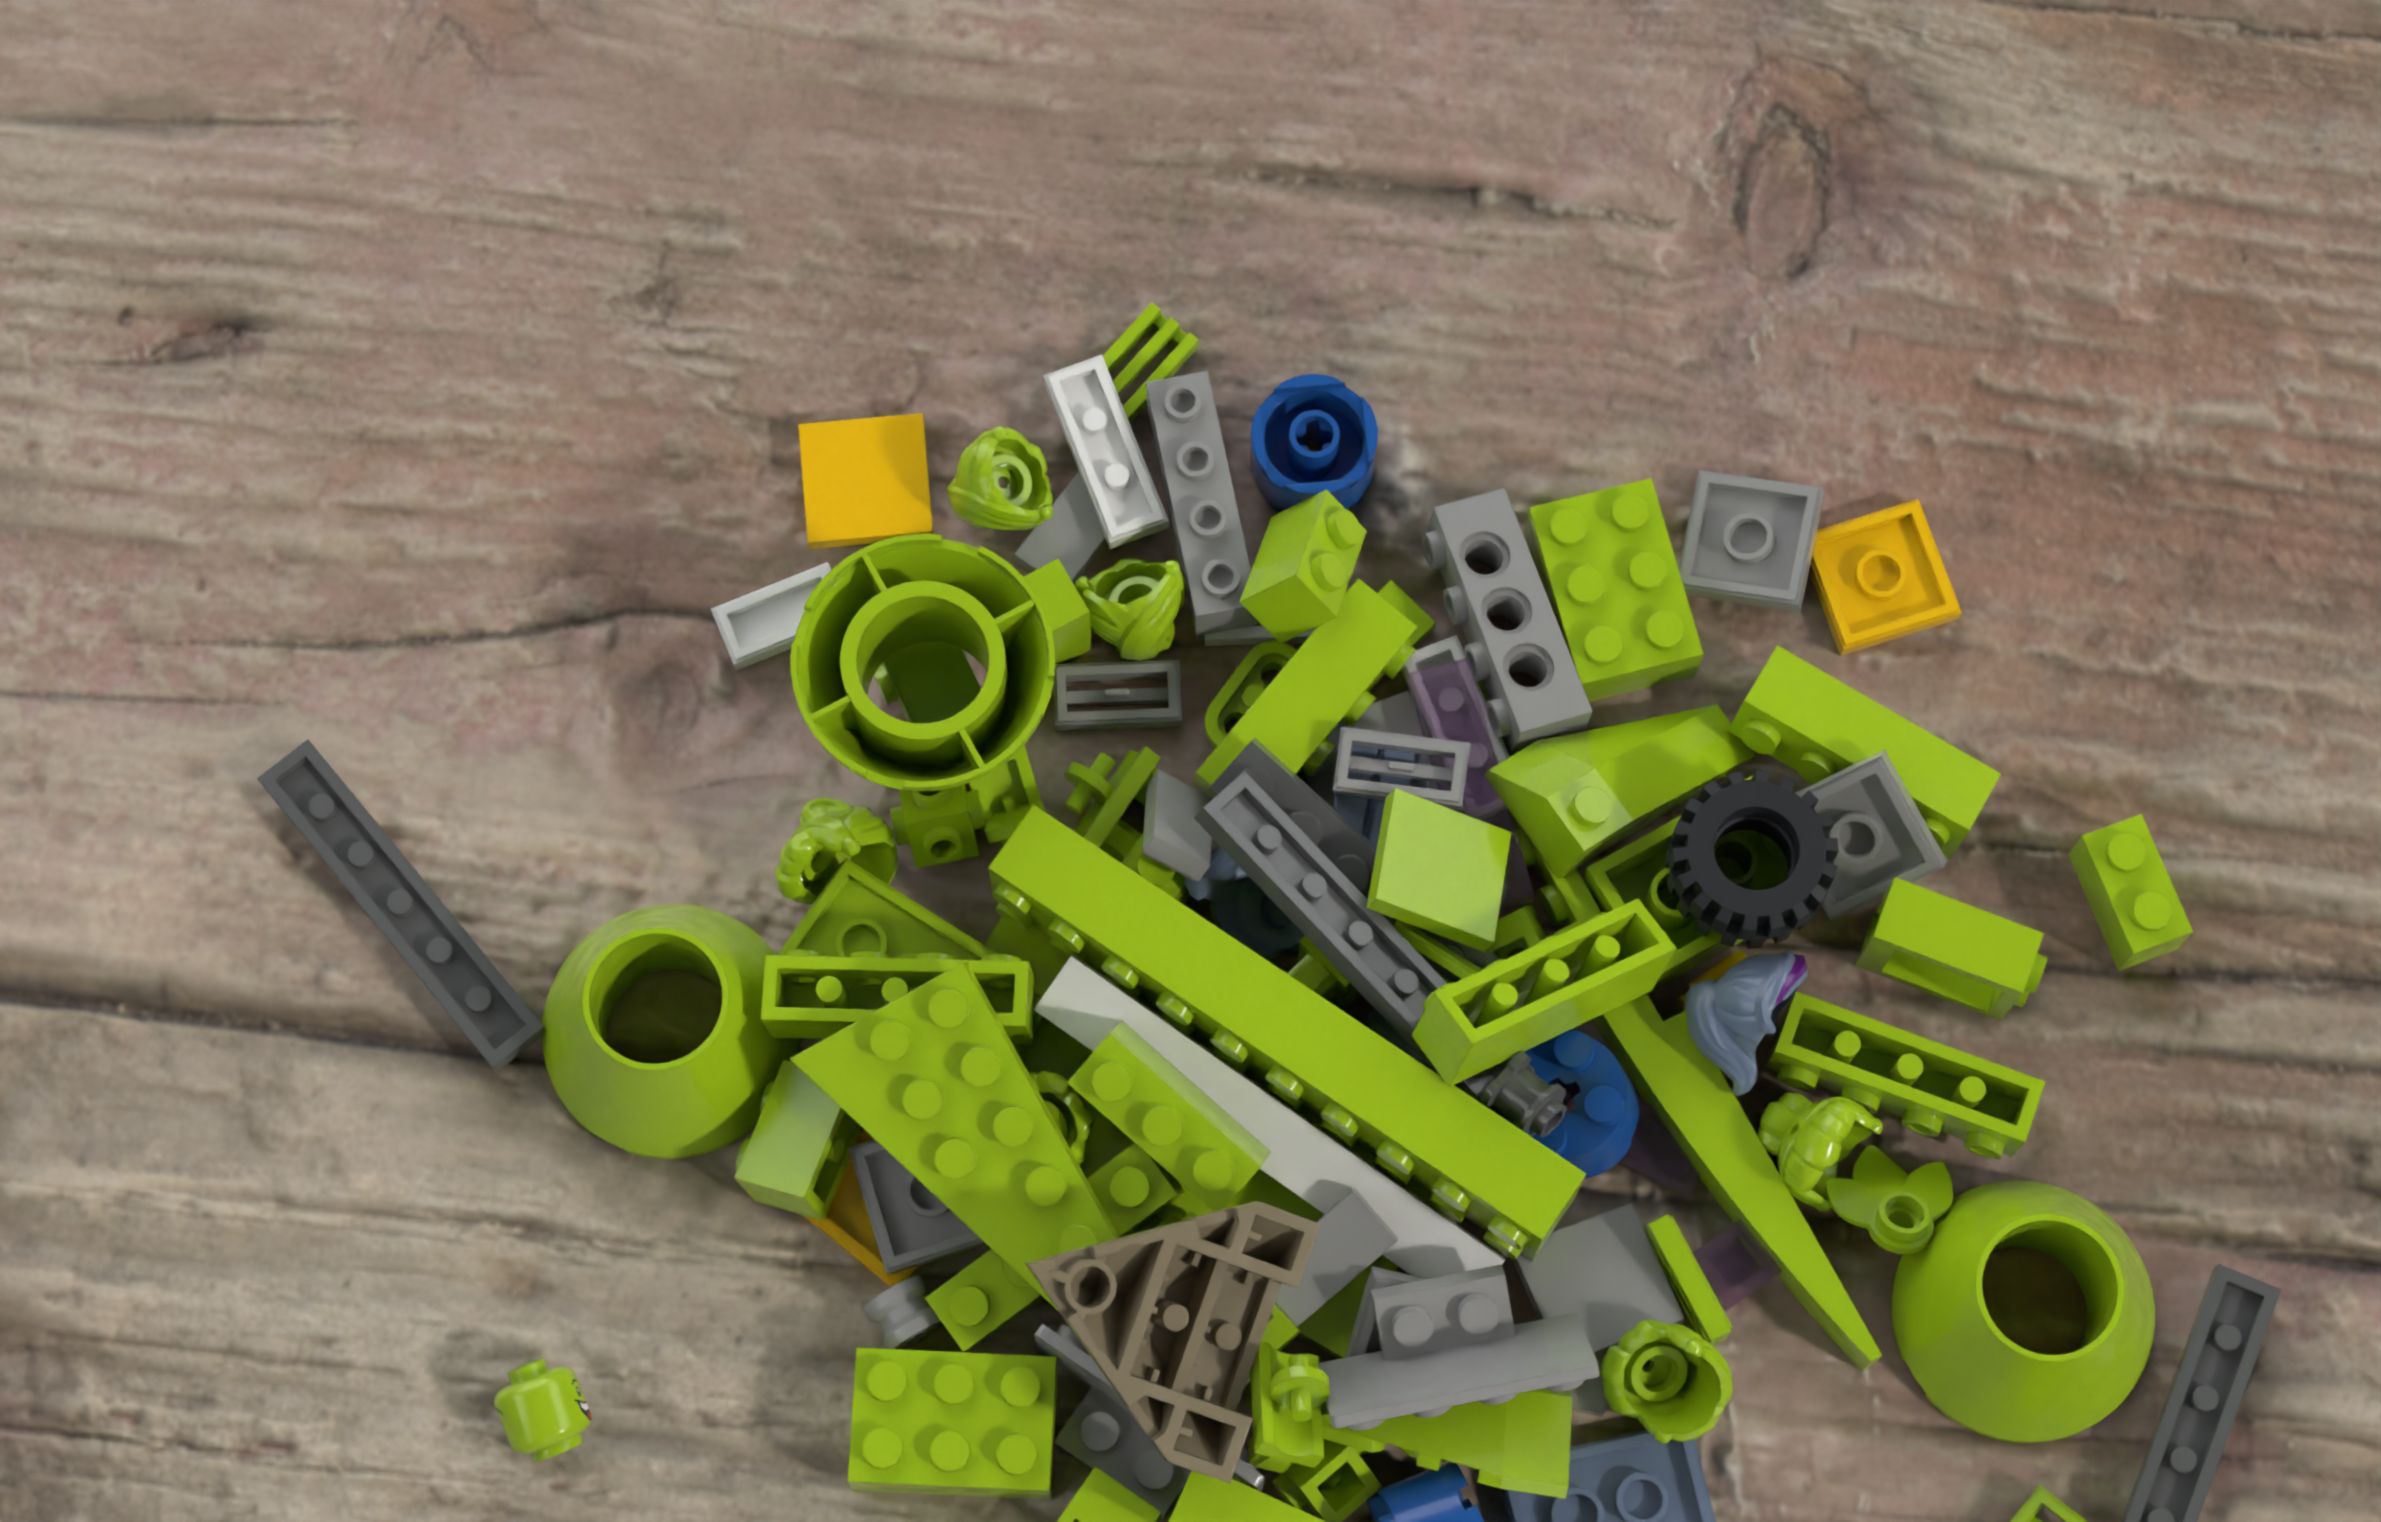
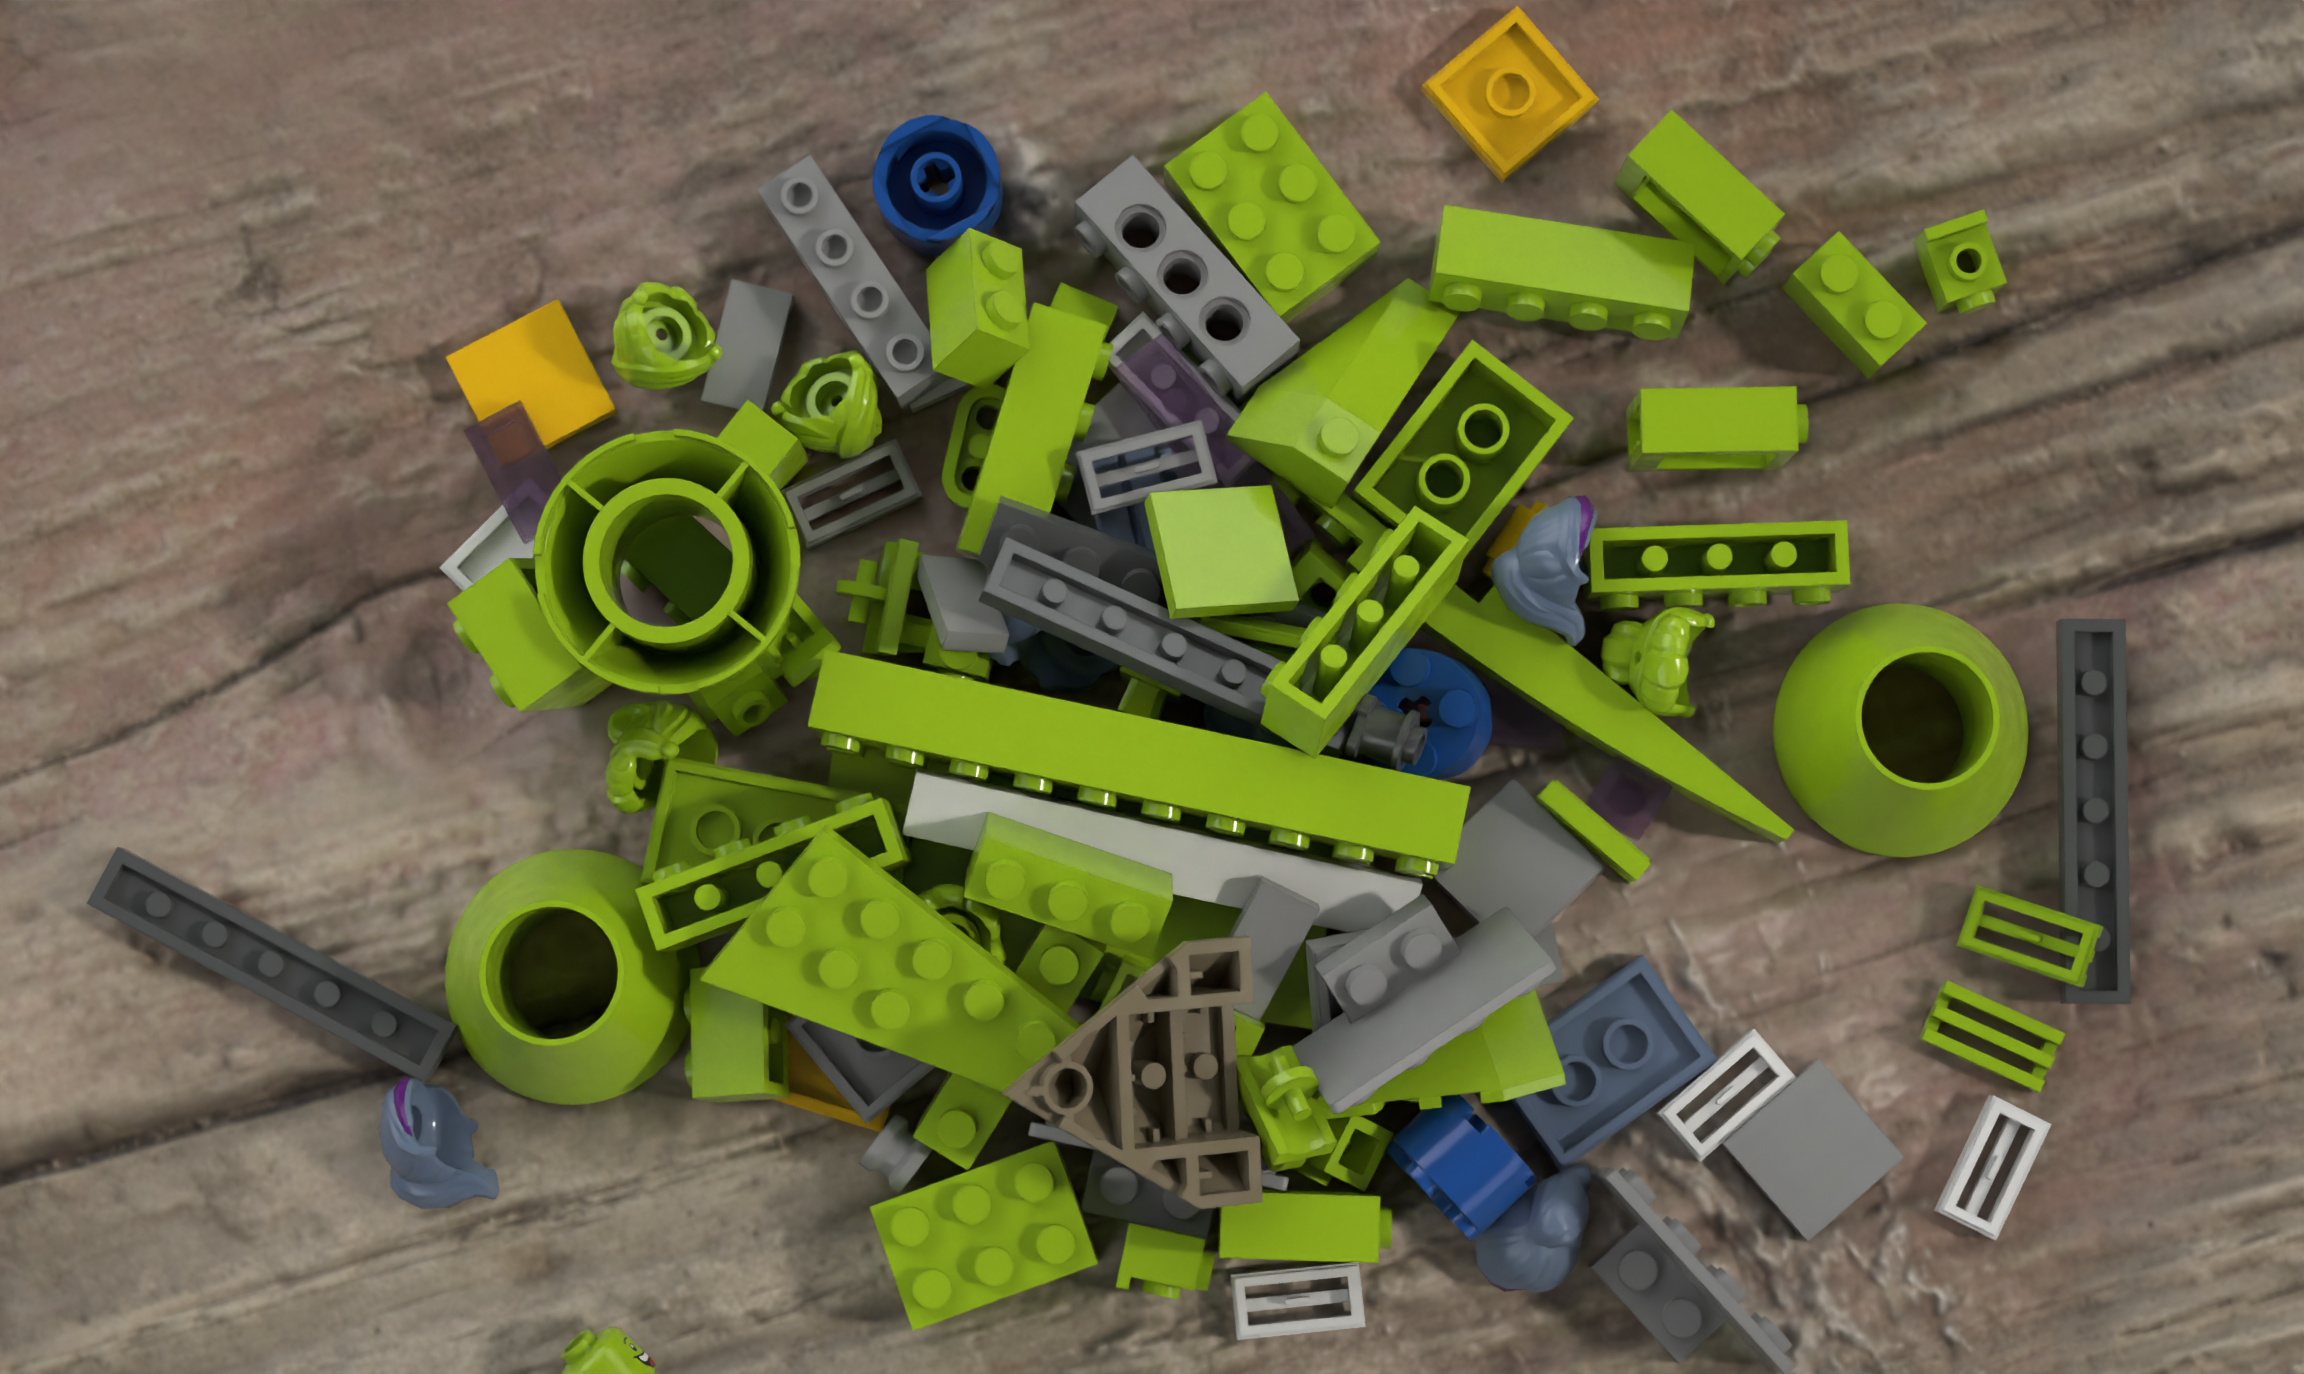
camera: 20 degrees left, 10 degrees up
(471, 1129) = (431, 1147): none -> sand blue hair
(757, 697) = (507, 627): none -> lime brick
(819, 535) = (516, 465): none -> tile
(1106, 451) = (745, 267): white tile -> none
(1167, 331) = (754, 124): lime tile -> none
(1679, 1390) = (1624, 936): lime hair -> none
(1750, 540) = (1377, 109): light grey tile -> none
(1767, 810) = (1511, 372): black tyre -> none
(1876, 833) = (1589, 353): light grey tile -> none
(1886, 1196) = (1740, 676): lime plate -> none
(2021, 734) = (1700, 199): none -> lime window
(2230, 912) = (1949, 286): none -> lime brick

